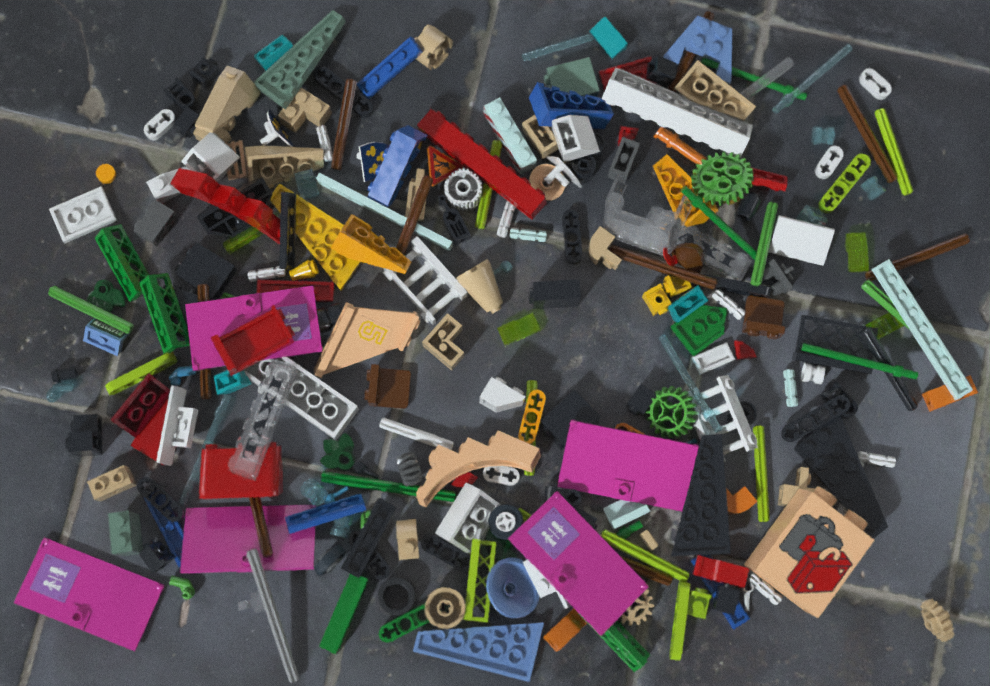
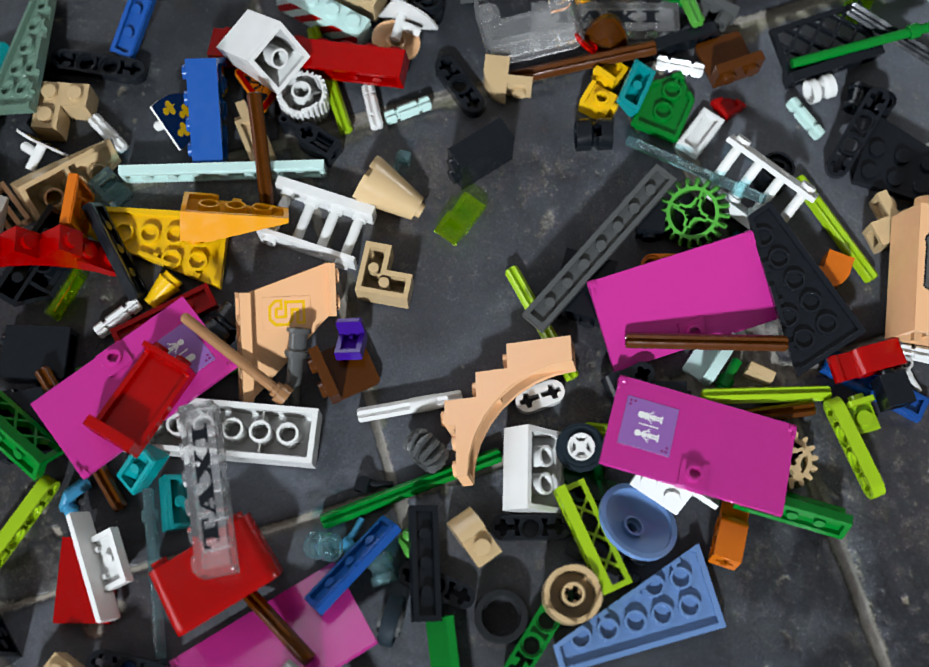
camera: 25 degrees left, 5 degrees down
(141, 405) = (38, 562): dark red slope -> none
(239, 413) = (172, 503): none -> teal slope
(282, 183) = (75, 196): none -> orange plate
(336, 451) = (323, 481): dark green plate -> none
(339, 380) = (278, 391): none -> medium nougat piece
(343, 125) = (119, 100): reddish brown axle -> none
(363, 361) = (296, 354): none -> dark grey pin
(402, 372) = (351, 339): none -> dark purple bracket
(452, 147) = (264, 50): none -> white slope
(464, 478) = (496, 430): red tile -> none
(500, 397) = (487, 302): white slope -> none
(540, 404) = (524, 292): light orange beam -> none
(594, 401) = (599, 248): none -> dark grey plate
(624, 501) = (706, 341): none -> reddish brown axle
(633, 318) = (584, 134): none -> black wheel

